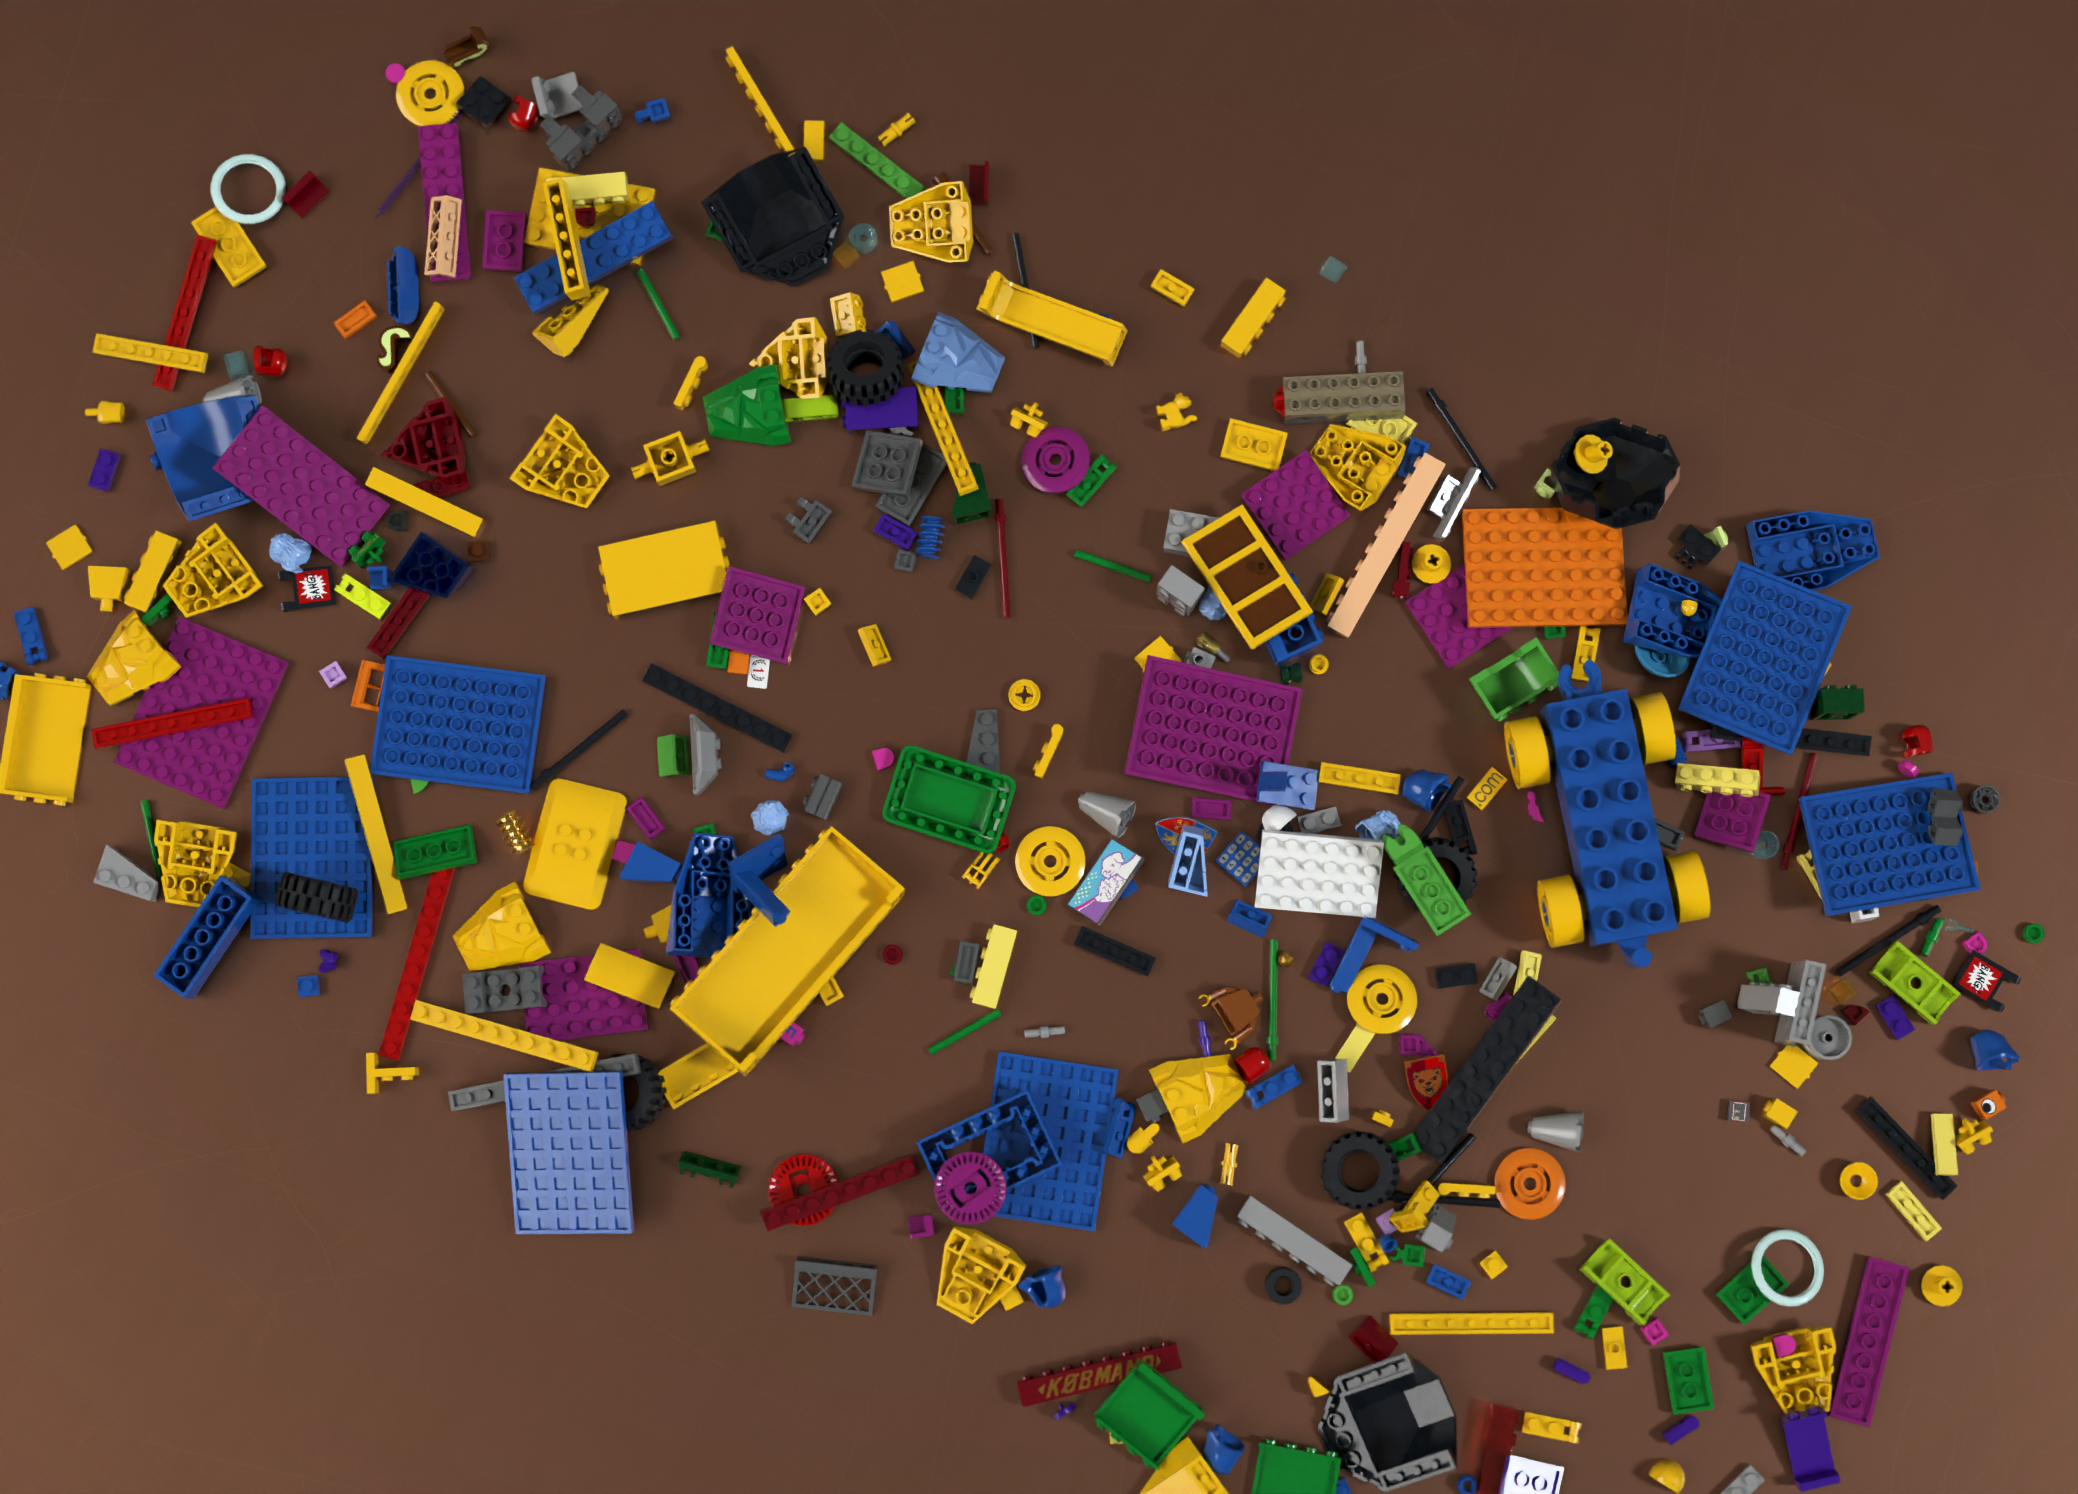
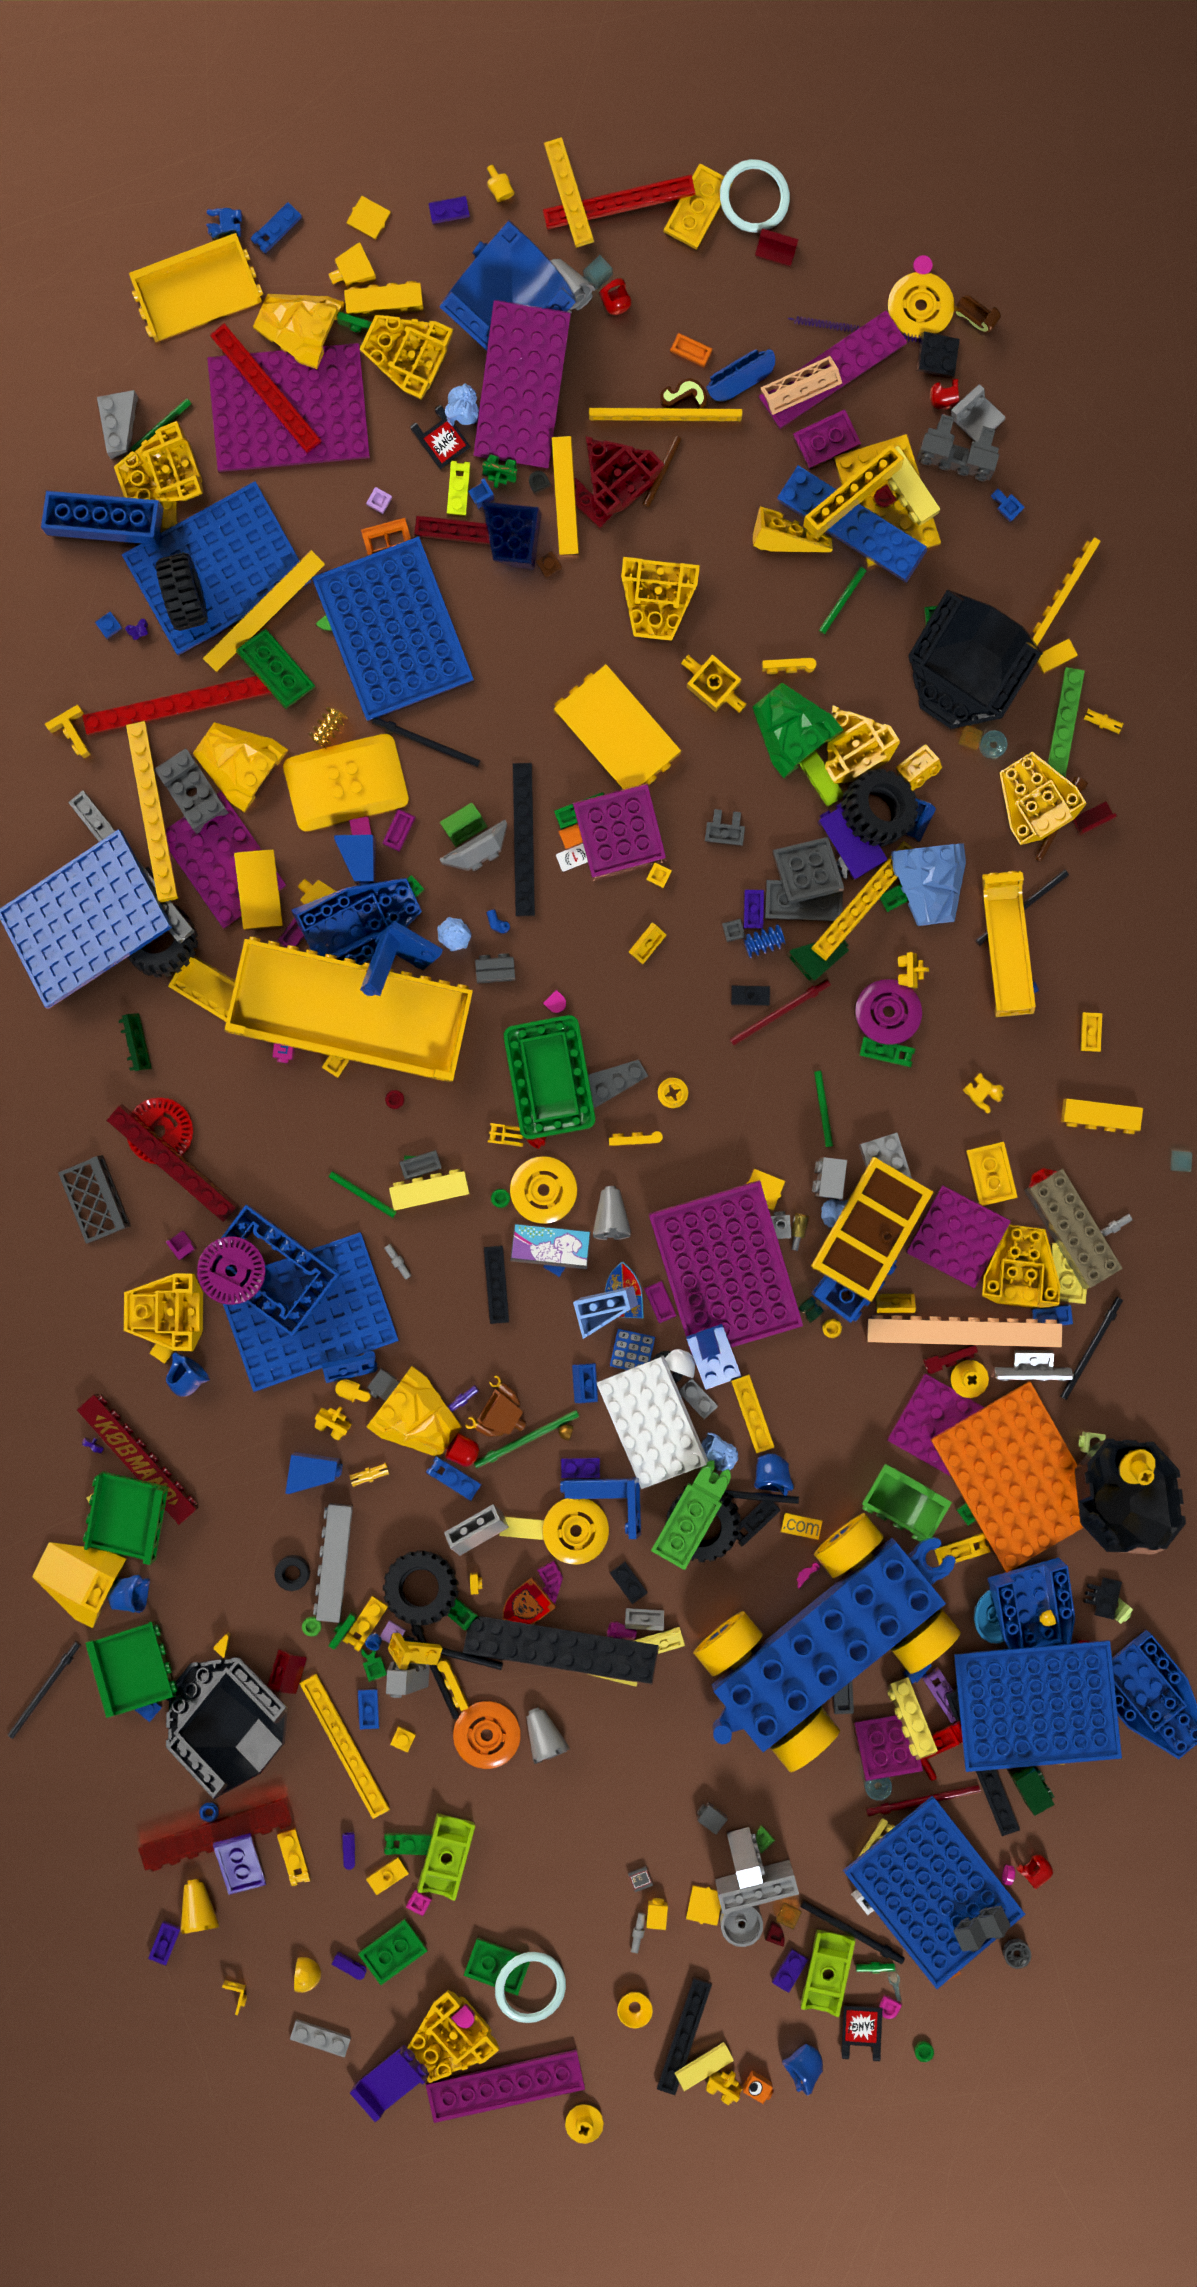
camera: 55 degrees right, 5 degrees up
(902, 281) = (973, 798): yellow piece -> none
(1913, 1211) = (634, 2068): light yellow tile -> none

